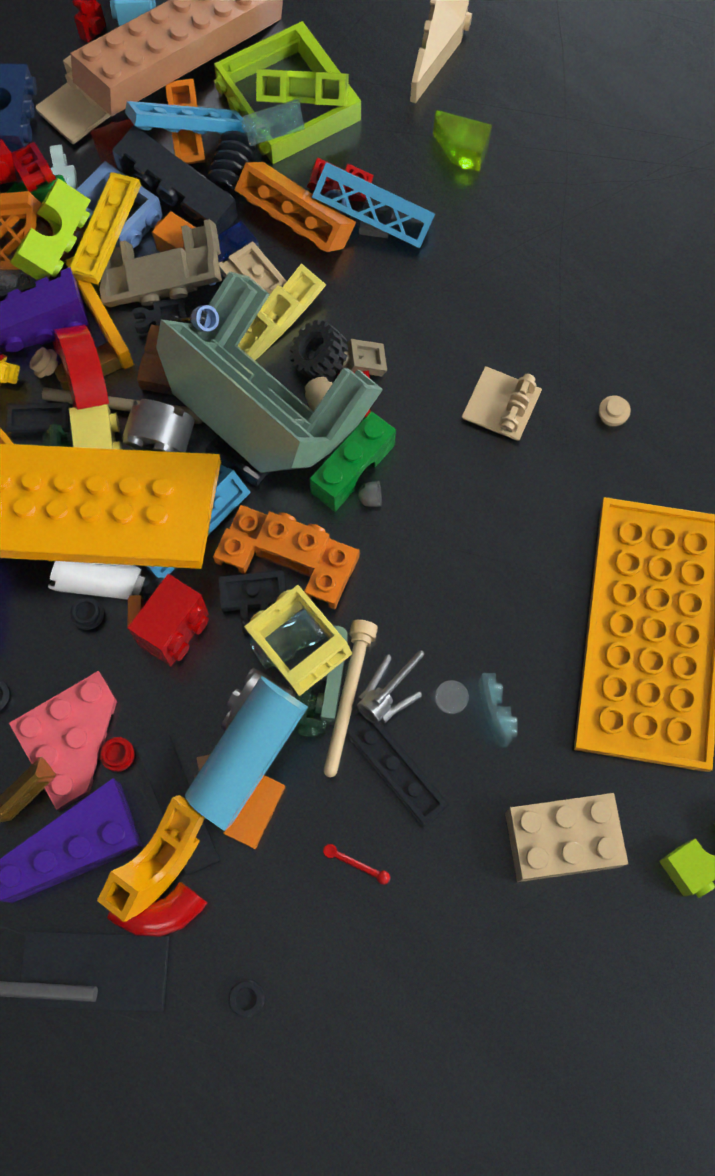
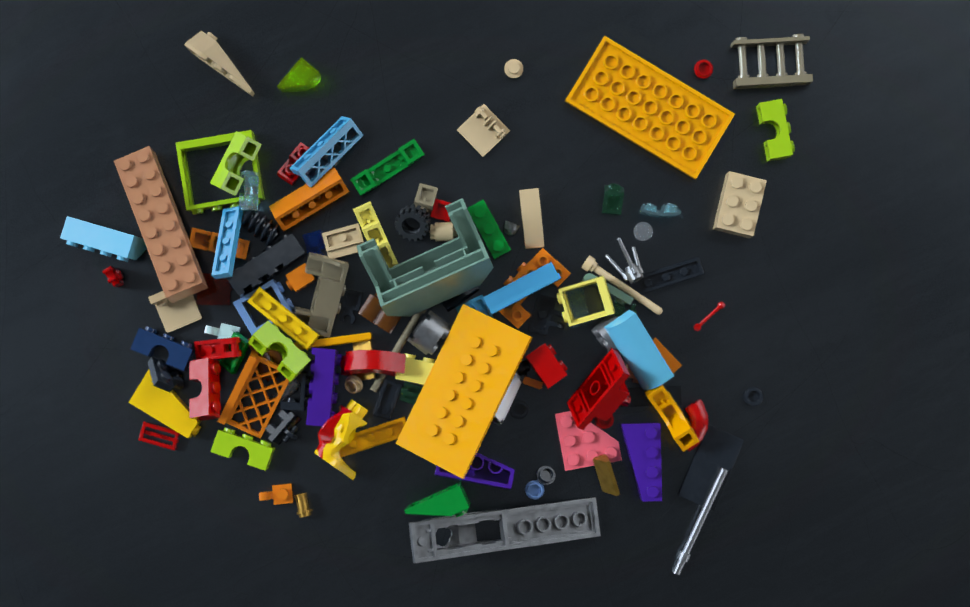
camera: 70 degrees left, 15 degrees up
(154, 723) = (601, 391): none -> red brick
(201, 321) = (378, 282): medium blue hinge -> none
(277, 532) = (521, 288): none -> dark azure fence
(384, 295) = (388, 167): none -> green slope
(399, 517) = (531, 218): none -> tan slope
(482, 628) = (613, 199): none -> clear green bracket

